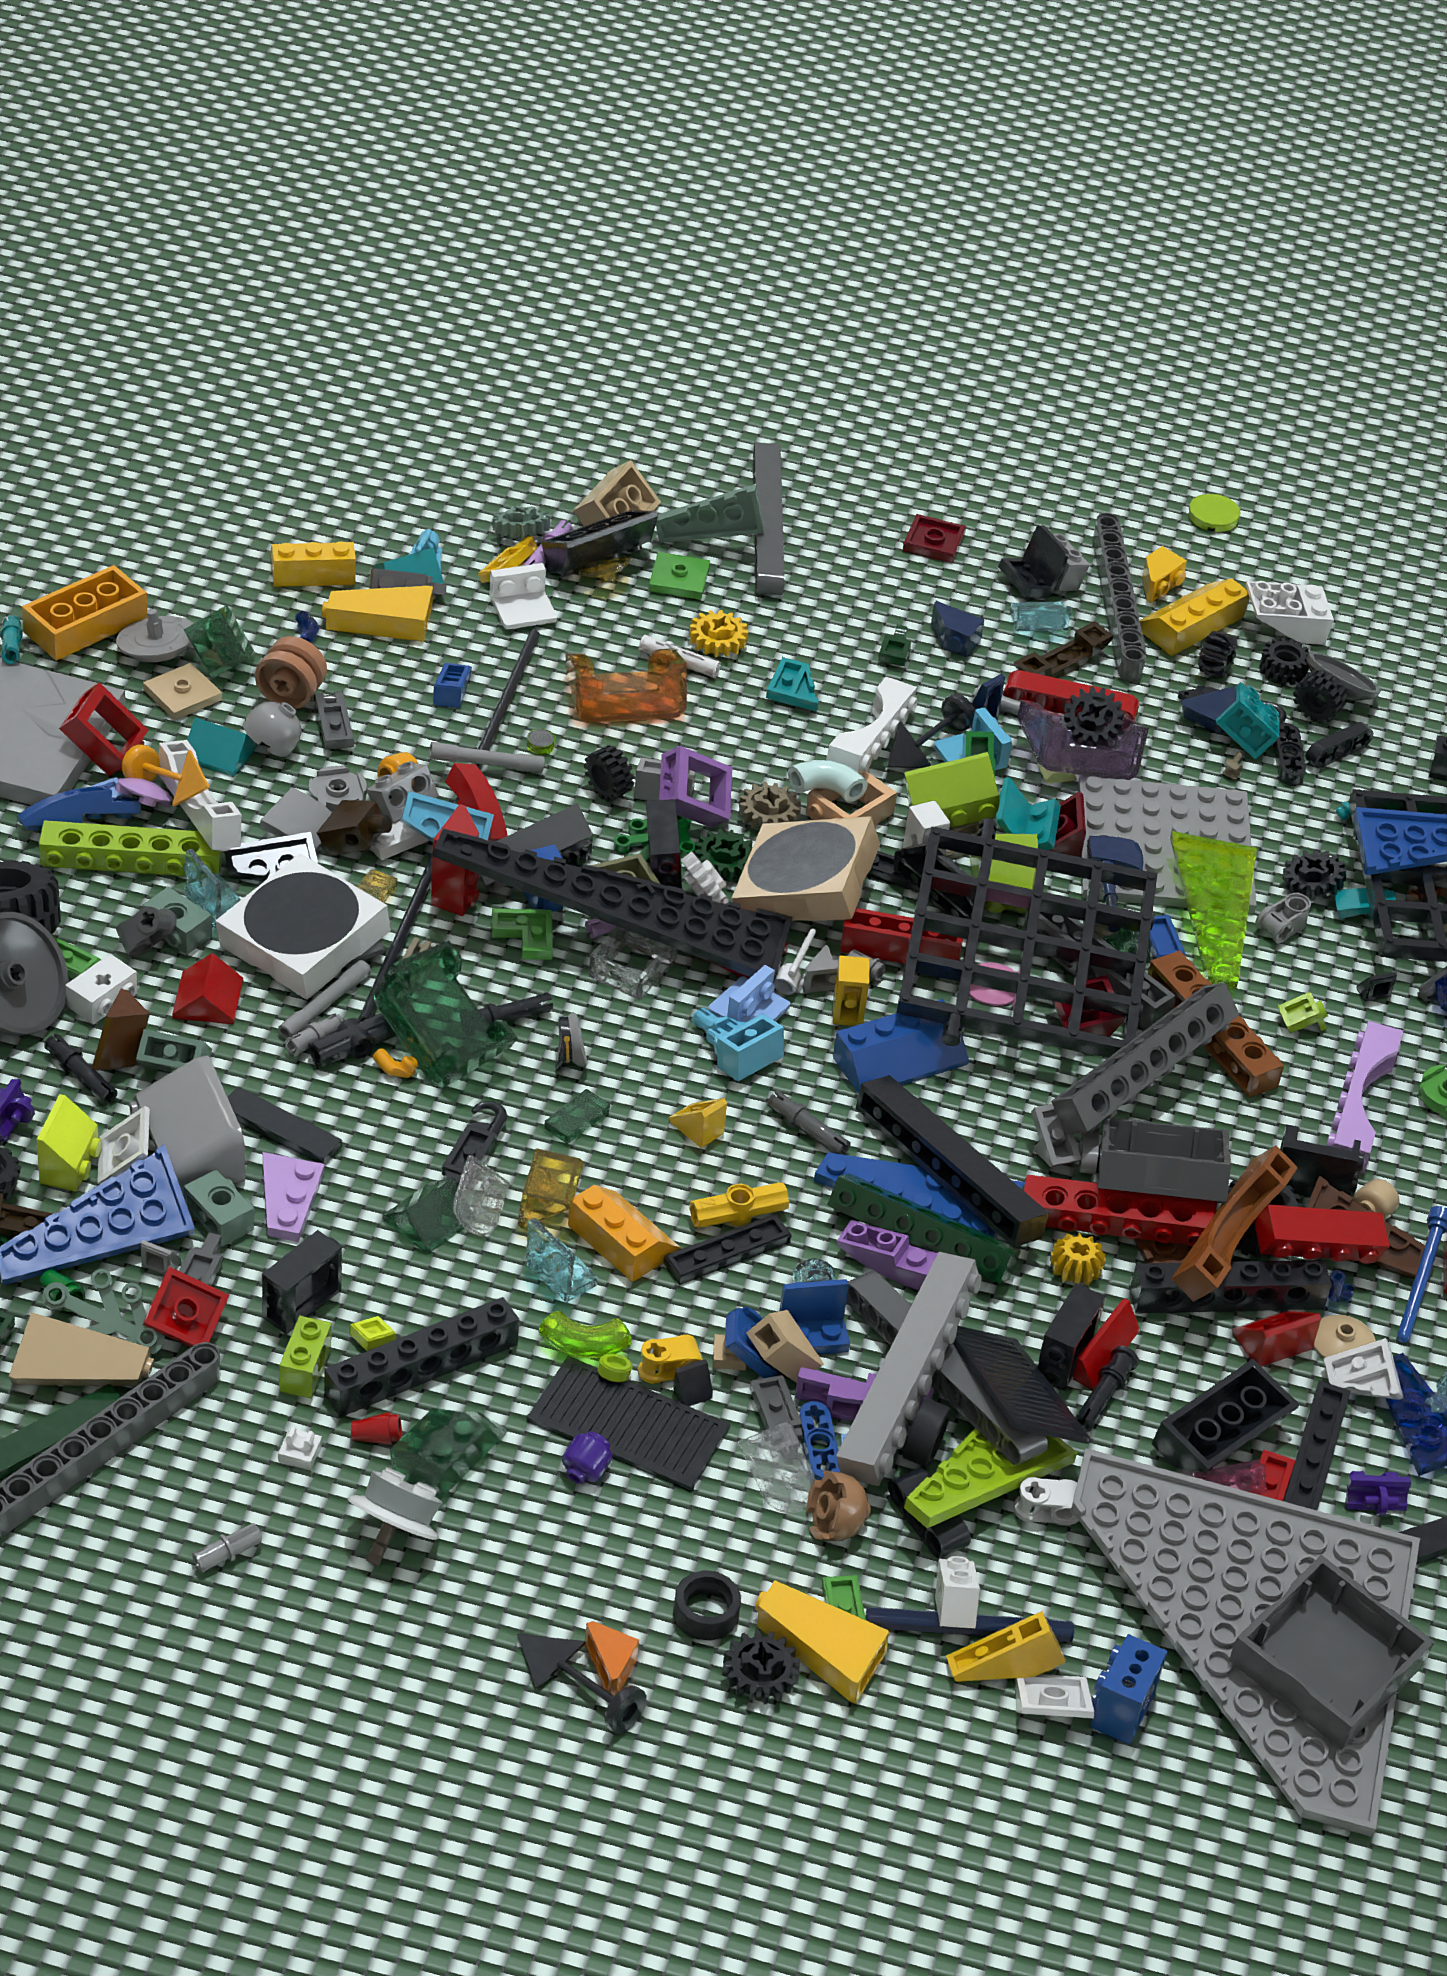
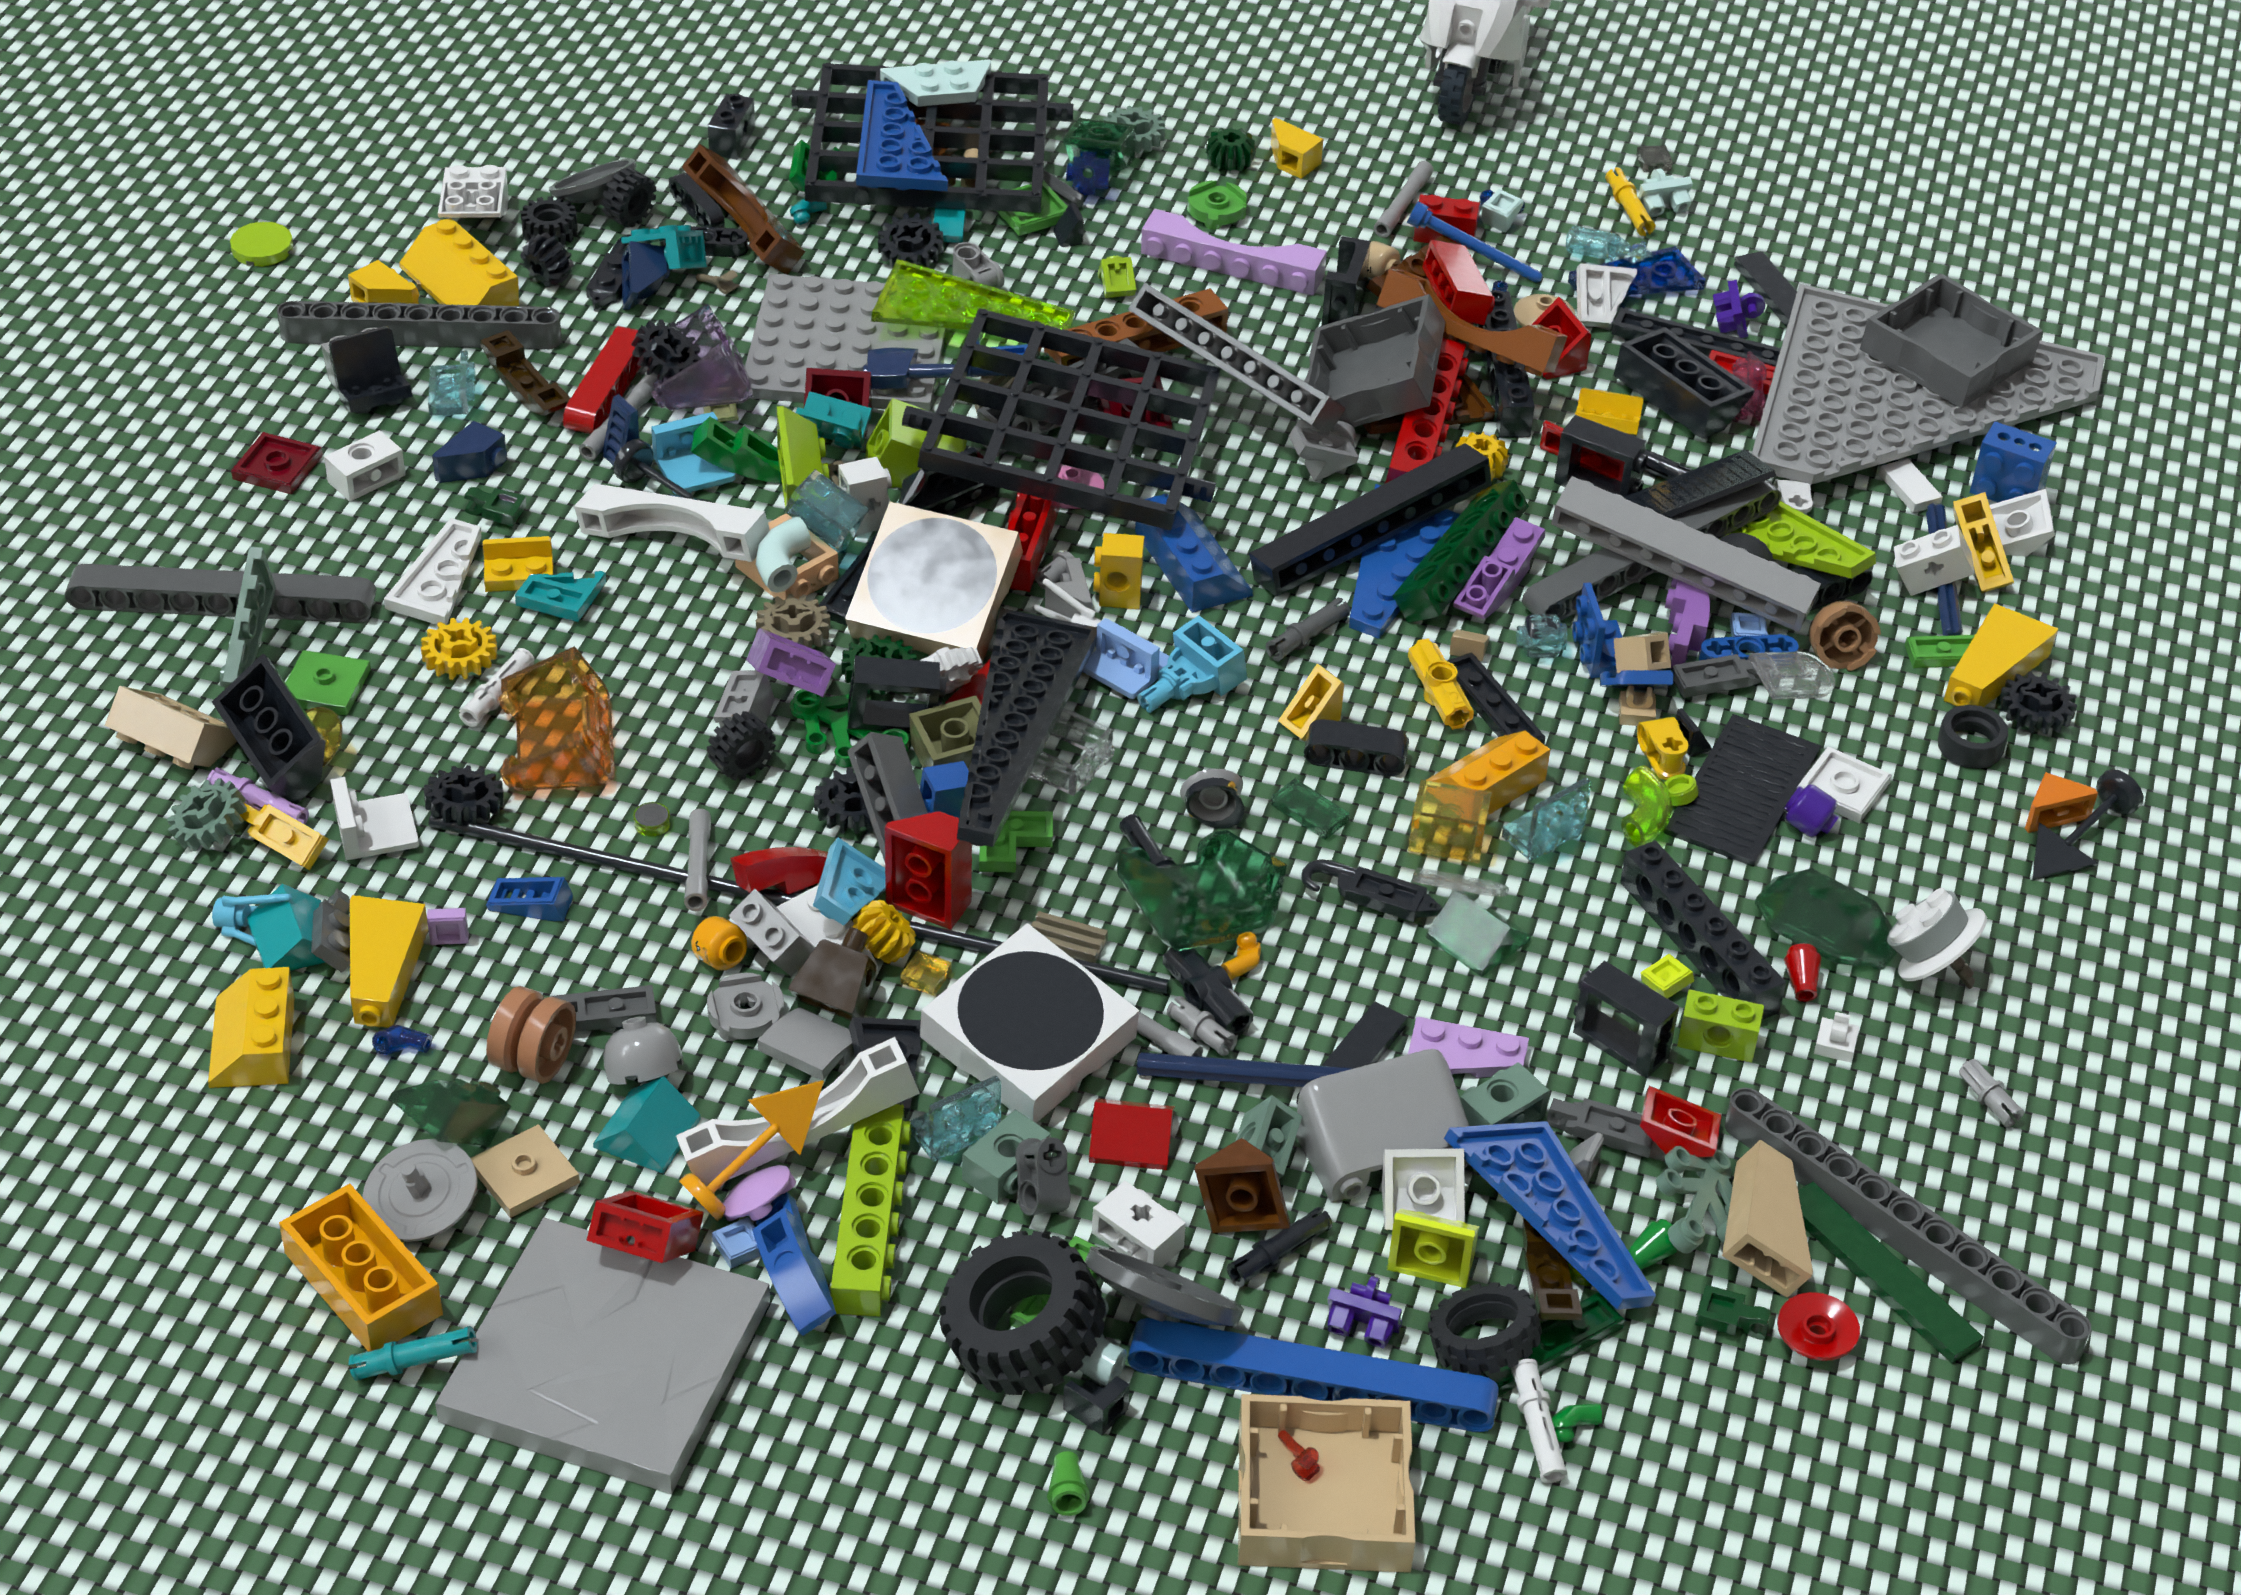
camera: 85 degrees left, 0 degrees up
(259, 1058) = (1231, 1070): none -> dark blue axle
(399, 841) = (887, 930): none -> yellow gear
(414, 641) = (448, 926): none -> lavender tile
(550, 640) = (463, 795): none -> black gear
(637, 1498) = (1848, 781): none -> white tile
(650, 1145) = (1356, 747): none -> black beam
(801, 619) = (437, 575): none -> white wing
(808, 1236) = (1466, 642): none -> tan slope
(826, 662) = (512, 560): none -> yellow bracket
(884, 799) = (827, 510): none -> clear light blue slope
(930, 576) = (364, 465): none -> white brick
(1109, 1616) = (1910, 485): none -> white tile
(1165, 1364) = (1611, 409): none -> yellow bracket
(1369, 750) = (765, 233): none -> reddish brown arch
(1407, 970) = (1027, 222): none -> bright green plate

